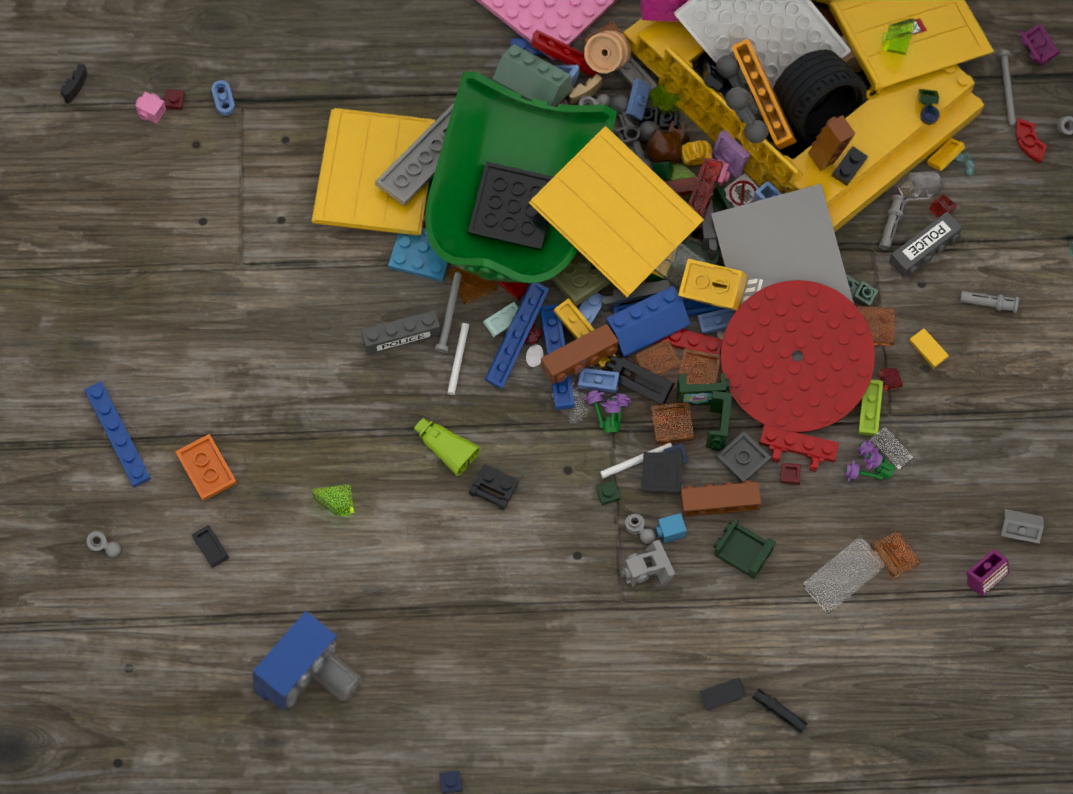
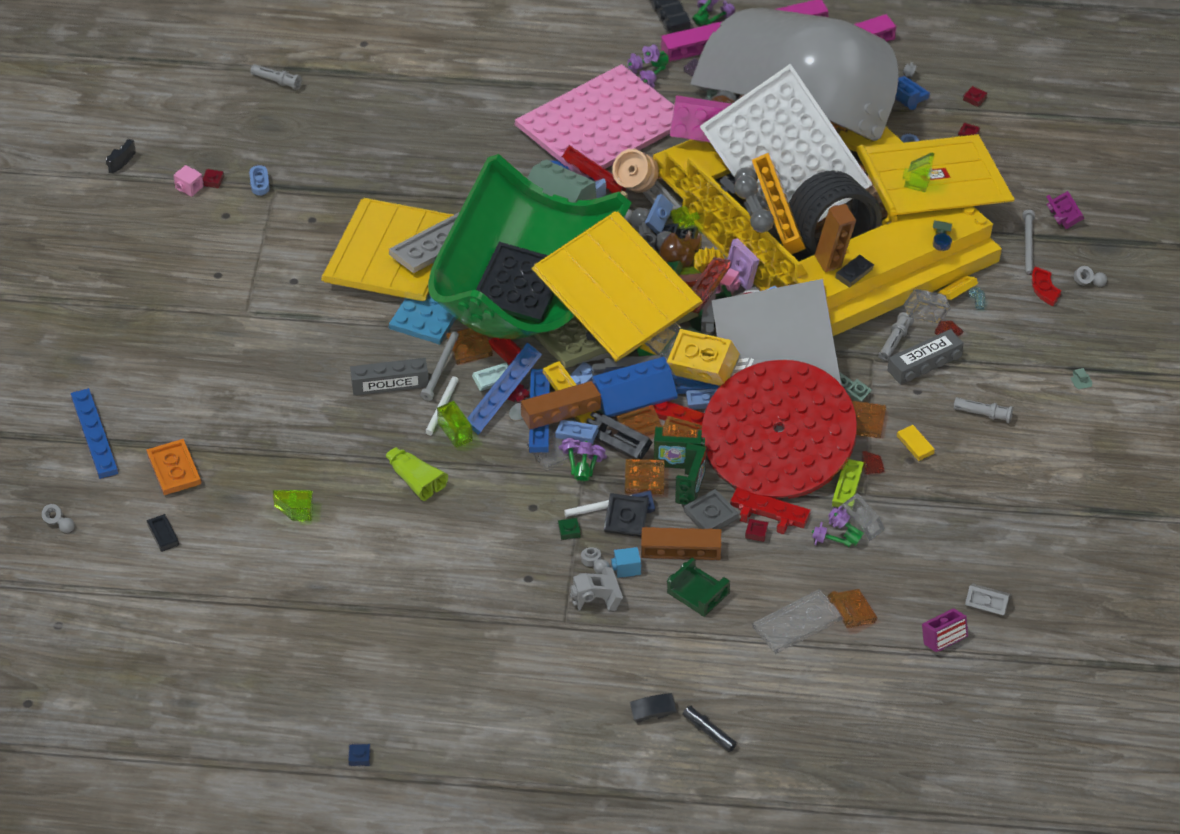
camera: 10 degrees right, 20 degrees down
(298, 660) = (225, 624): blue piece -> none
(476, 385) = (454, 424): none -> clear neon green brick
(497, 482) = (458, 508): black plate -> none

